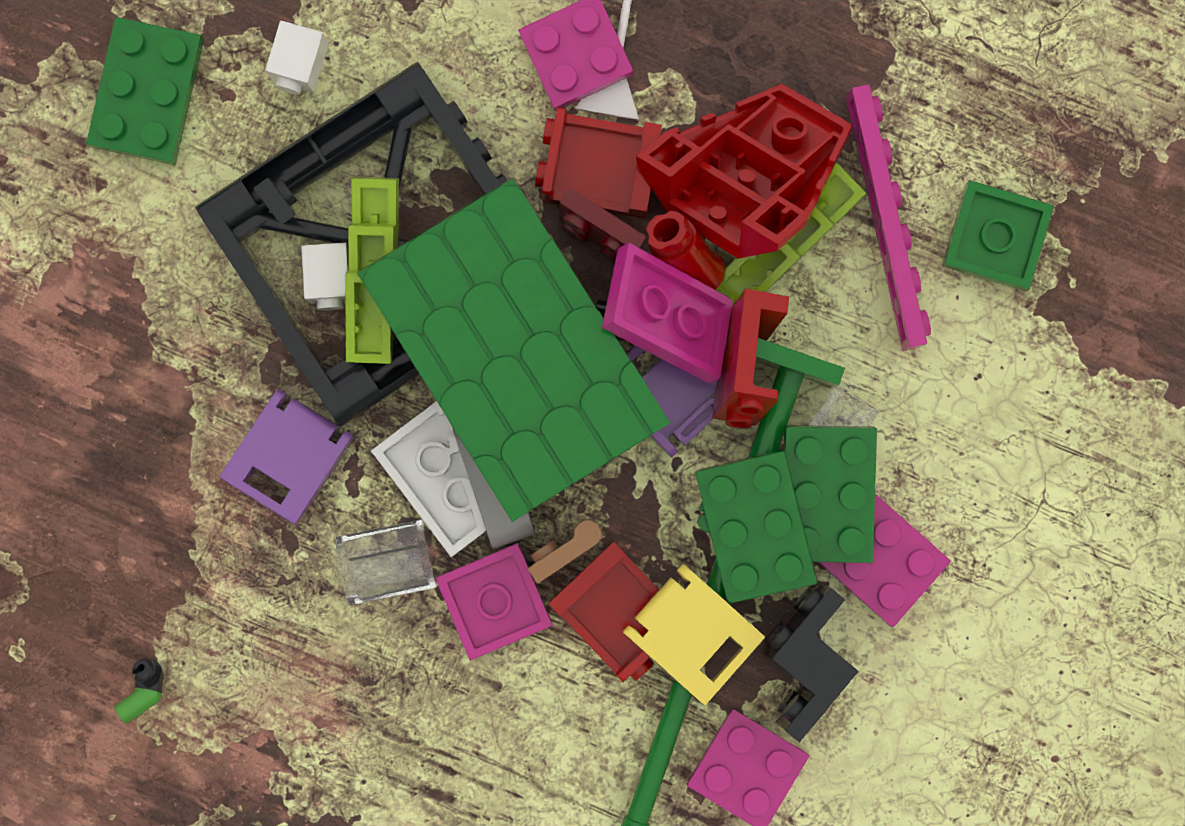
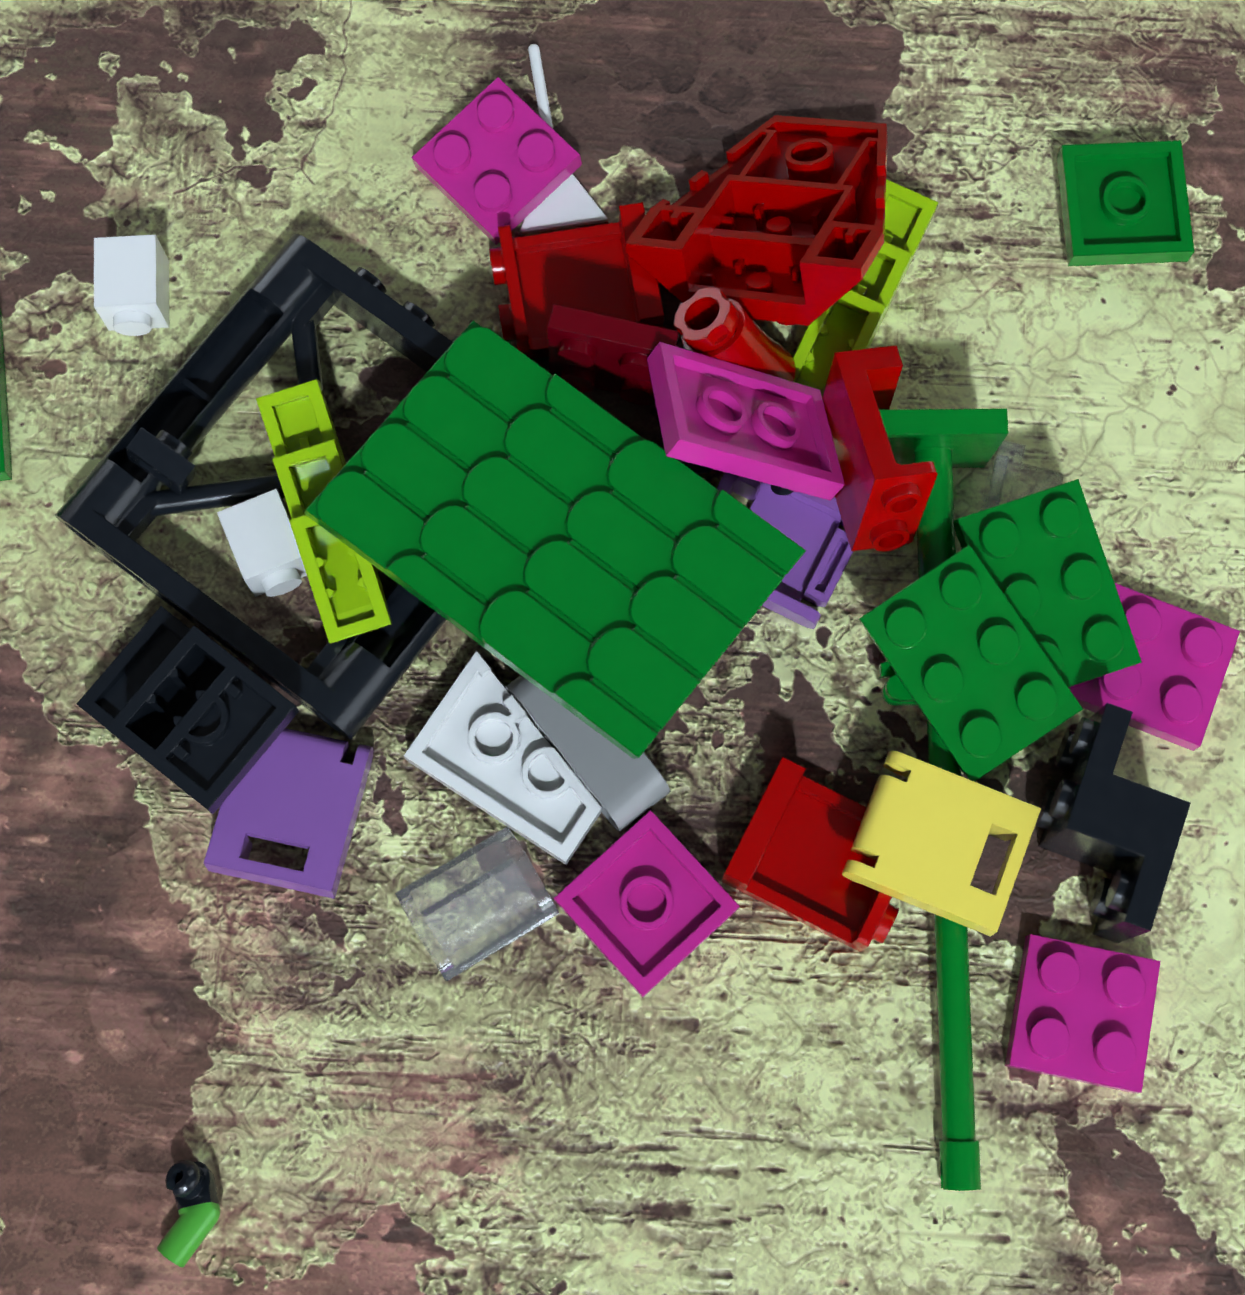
camera: 15 degrees left, 10 degrees down
(239, 373) = (188, 708): none -> black bracket
(552, 558) = (710, 804): medium nougat plate -> none
(892, 236) = (988, 245): dark pink plate -> none

